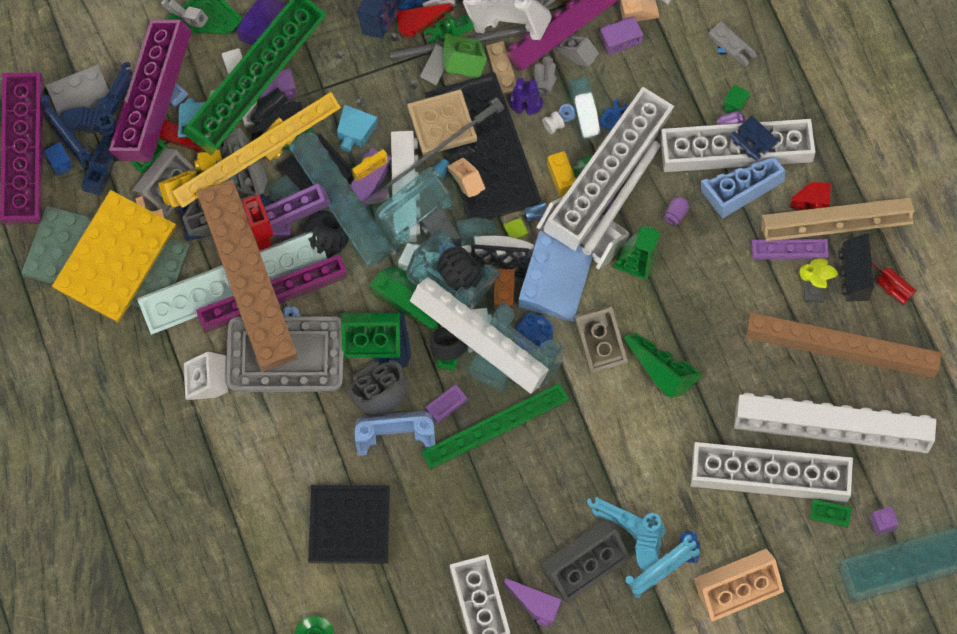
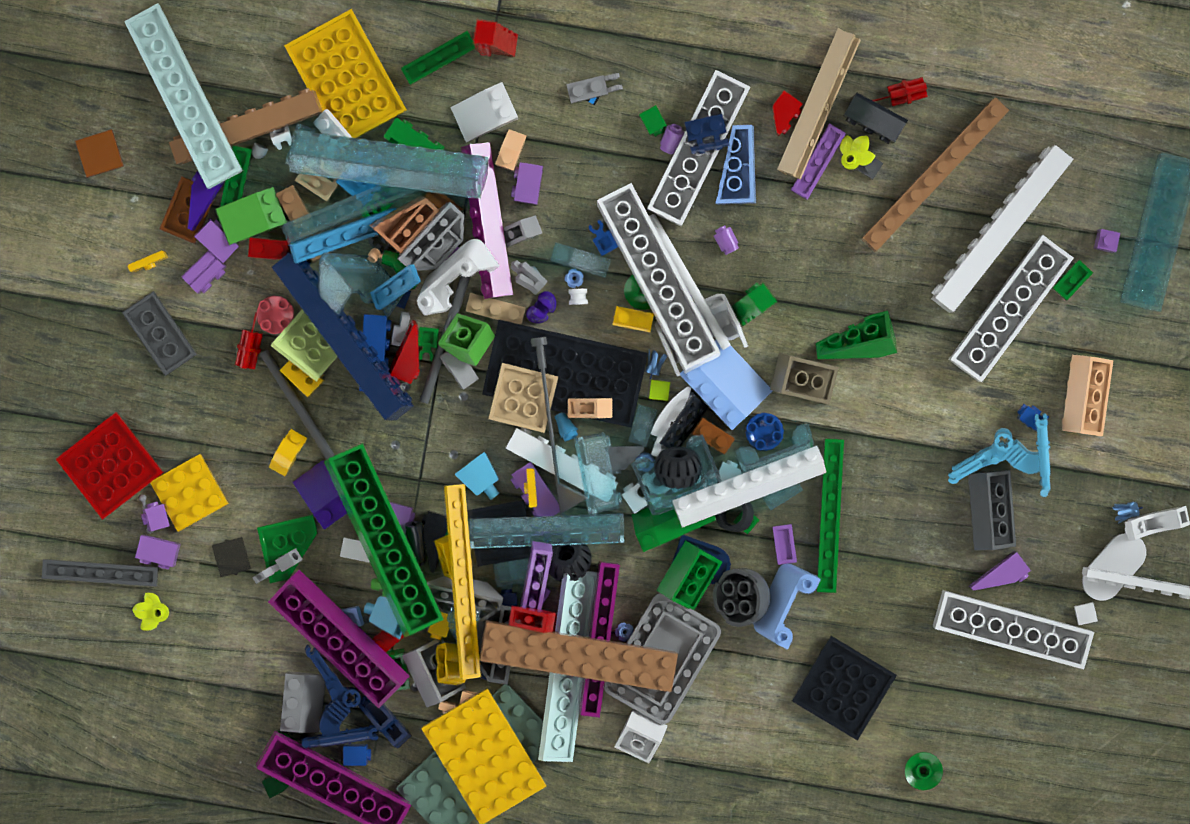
camera: 60 degrees left, 20 degrees up
(459, 25) = (435, 326): green bracket -> none

